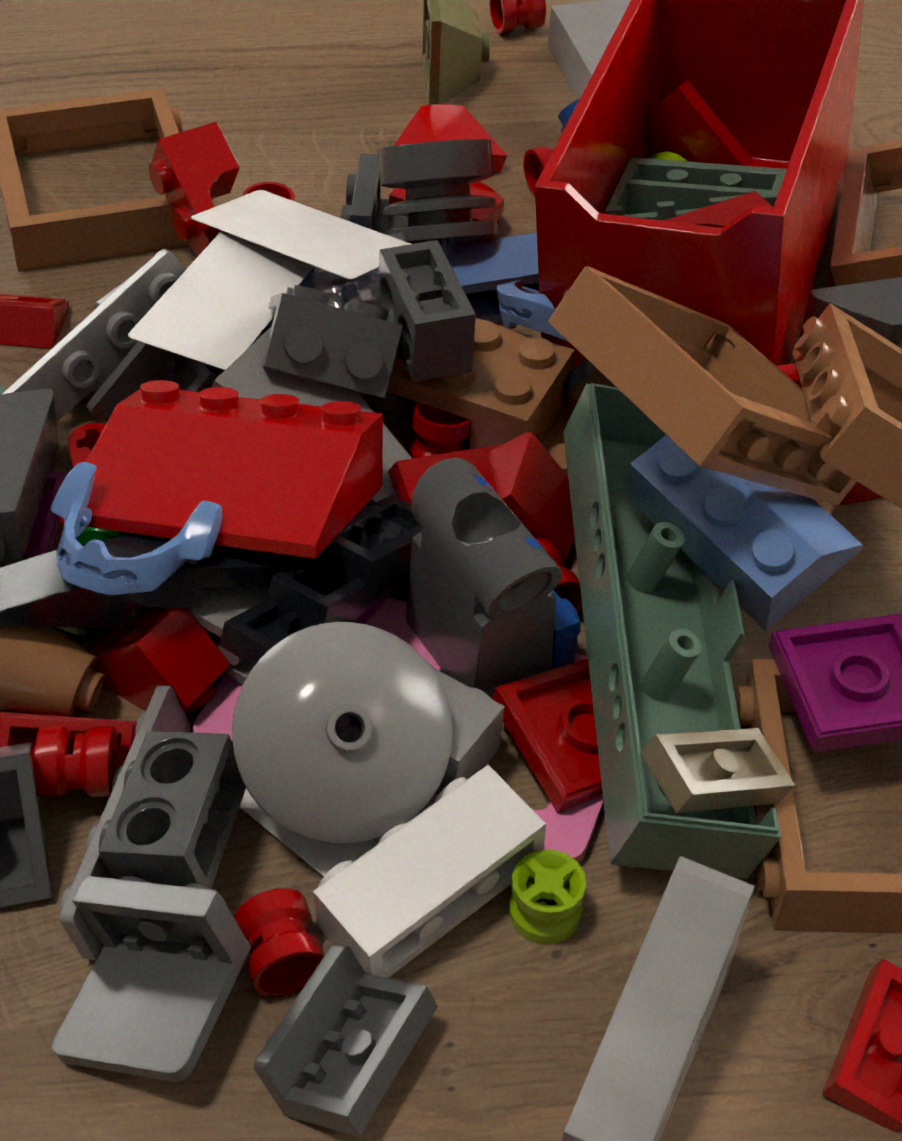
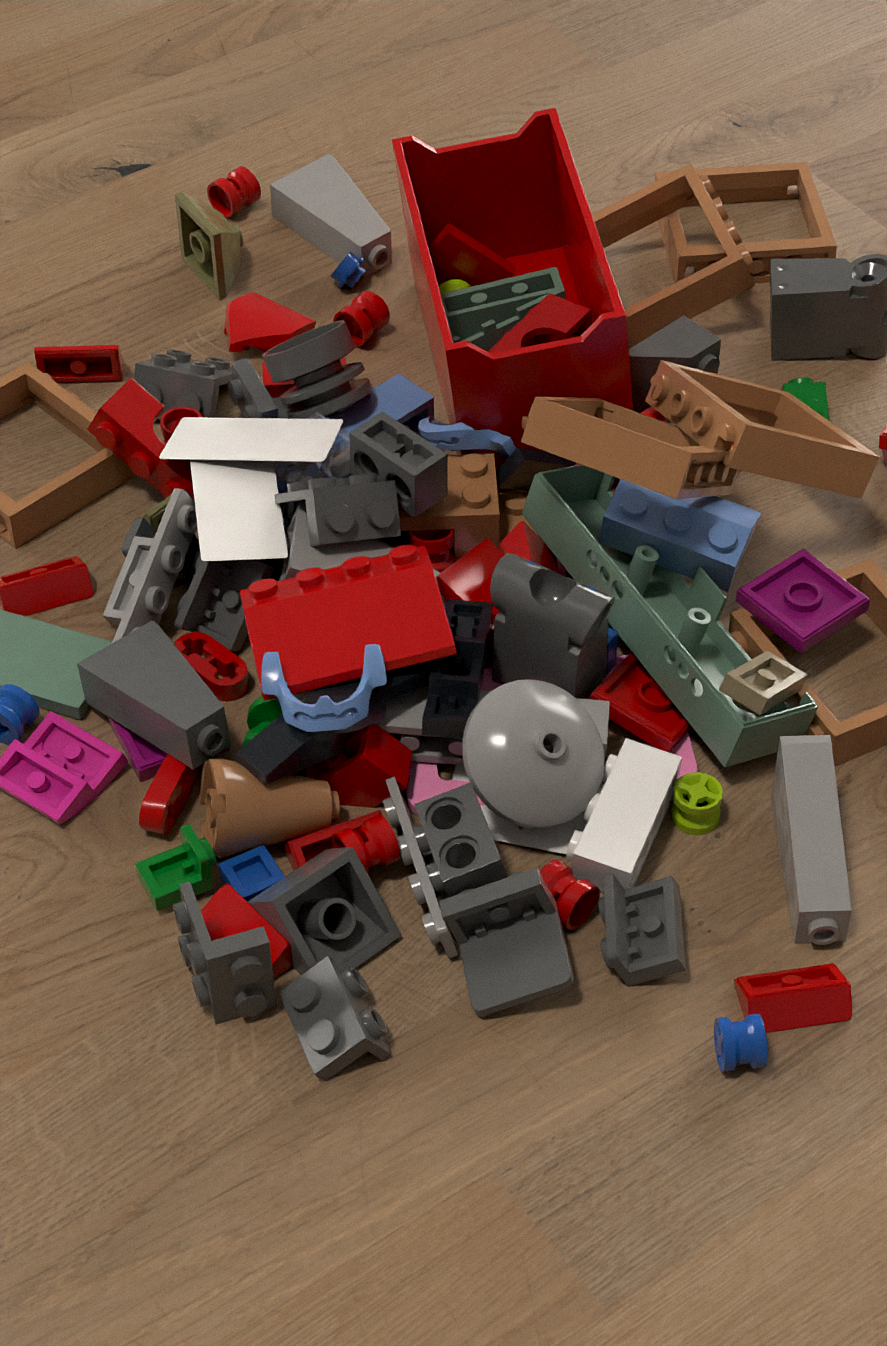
camera: 25 degrees left, 0 degrees up
(236, 114) = (80, 363): none -> red slope
(303, 162) = (182, 381): none -> dark grey bracket

